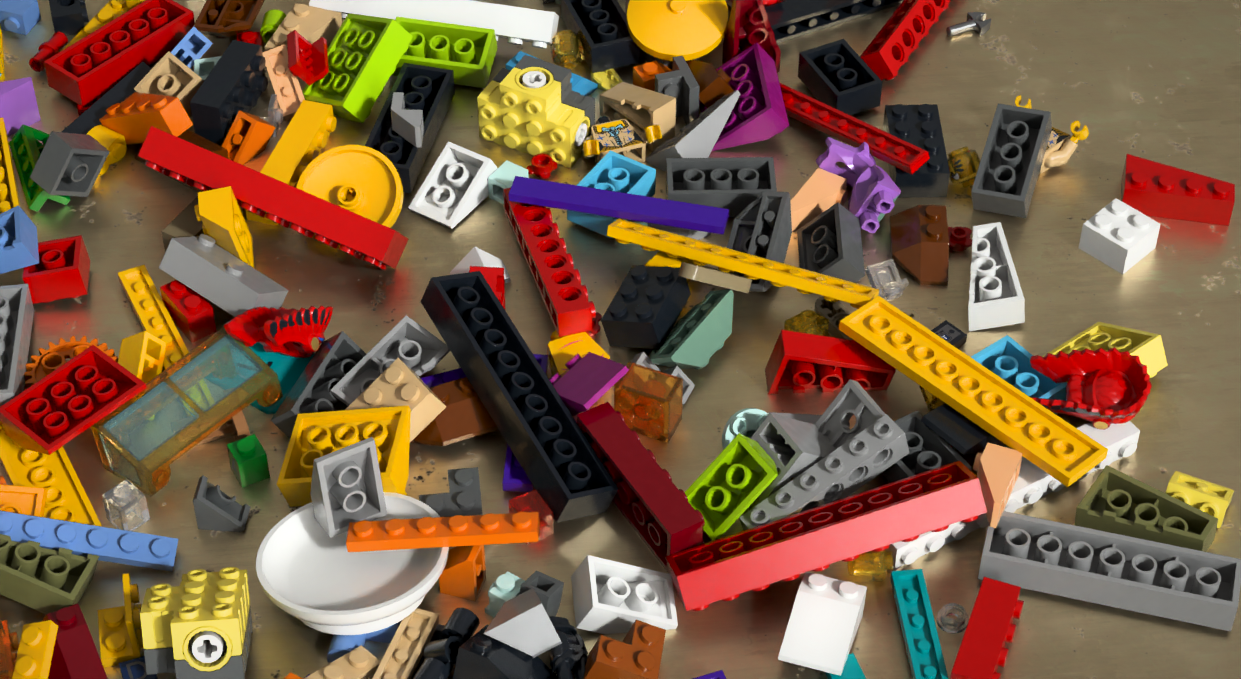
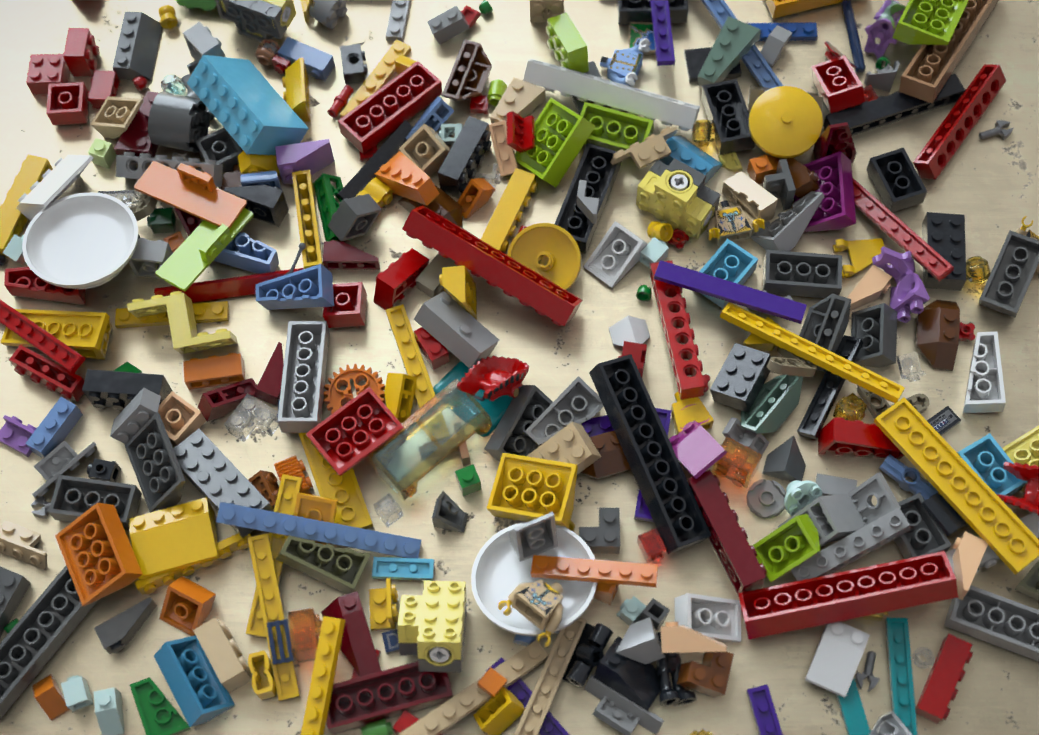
camera: 10 degrees right, 20 degrees up
(65, 219) = (342, 256): none -> dark red slope
(134, 235) = (398, 278): none -> red wedge
(144, 576) = (403, 568): none -> medium azure plate
(357, 569) = (538, 604): none -> tan torso
(487, 59) = (649, 151): none -> tan bracket
(502, 232) = (644, 293): none -> green hinge
(517, 153) = (660, 231): none -> yellow wheel
(588, 608) = (682, 639): none -> light nougat slope
(694, 449) = (766, 498): none -> light grey tile
(718, 400) = (785, 462): none -> dark grey slope
(771, 318) = (828, 391): none -> black plate
(798, 163) = (860, 254): none -> yellow flag
(873, 647) = (870, 660): none -> flat silver bar
(896, 401) = (899, 471): none -> medium blue piece

